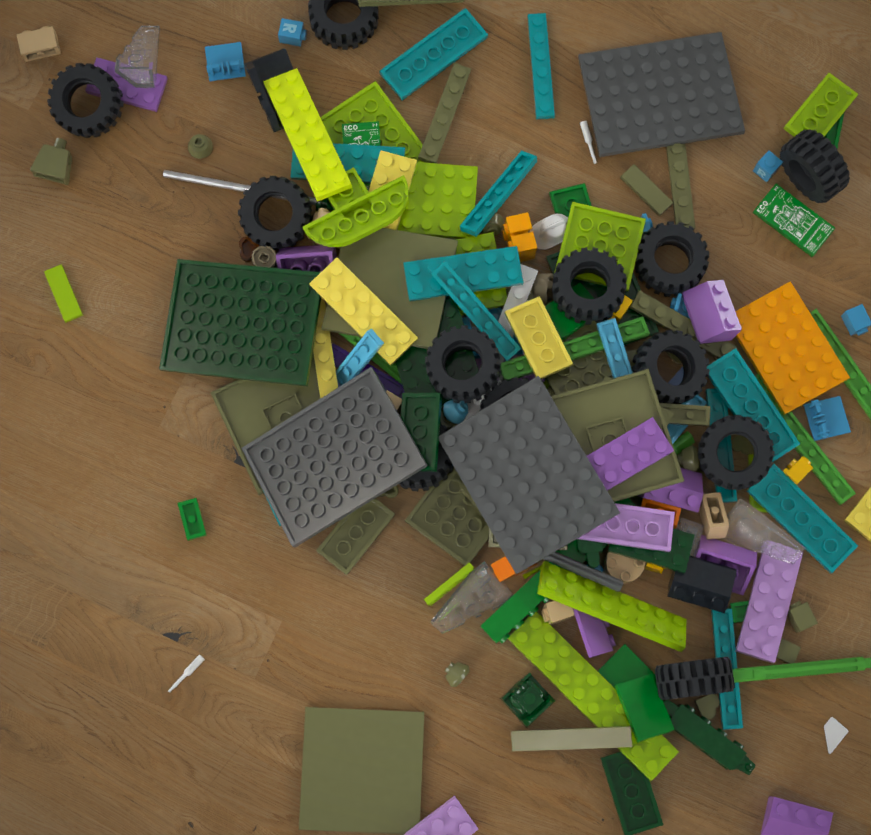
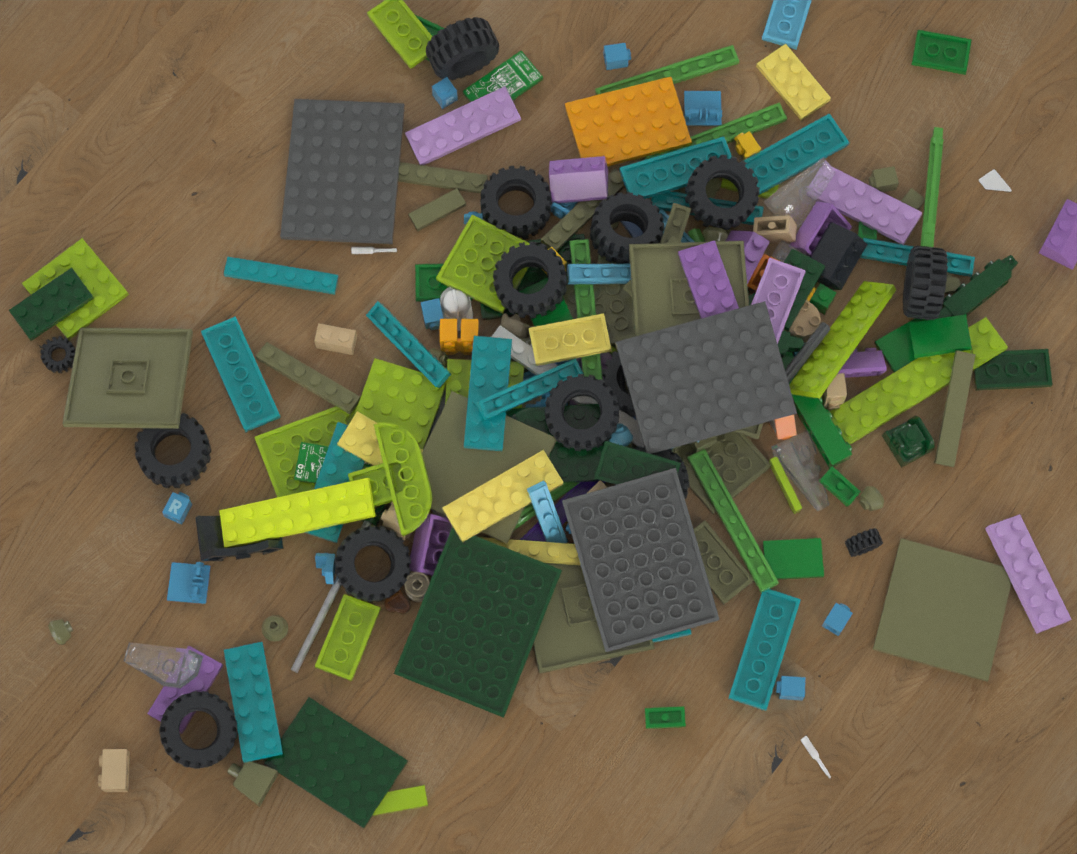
camera: 75 degrees left, 5 degrees down
(87, 231) = (337, 762): none -> dark green plate
(124, 143) = (253, 702): none -> teal plate
(203, 212) = (347, 637): none -> lime plate
(246, 633) = (791, 688): none -> dark azure brick
(271, 170) = (326, 562): none -> dark azure bracket
(280, 600) = (764, 649): none -> teal plate
(326, 665) = (837, 618): none -> dark azure brick
(378, 609) = (795, 558): none -> green tile
(400, 540) = (732, 520): none -> bright green tile
(408, 674) = (863, 542): none -> black tyre
(462, 639) = (839, 486): none -> green plate
(489, 128) = (335, 339): none -> tan brick
(538, 209) = (432, 314): none -> dark azure brick
(654, 580) = (823, 298): none -> green brick
(738, 192) = (463, 126): none -> lavender plate

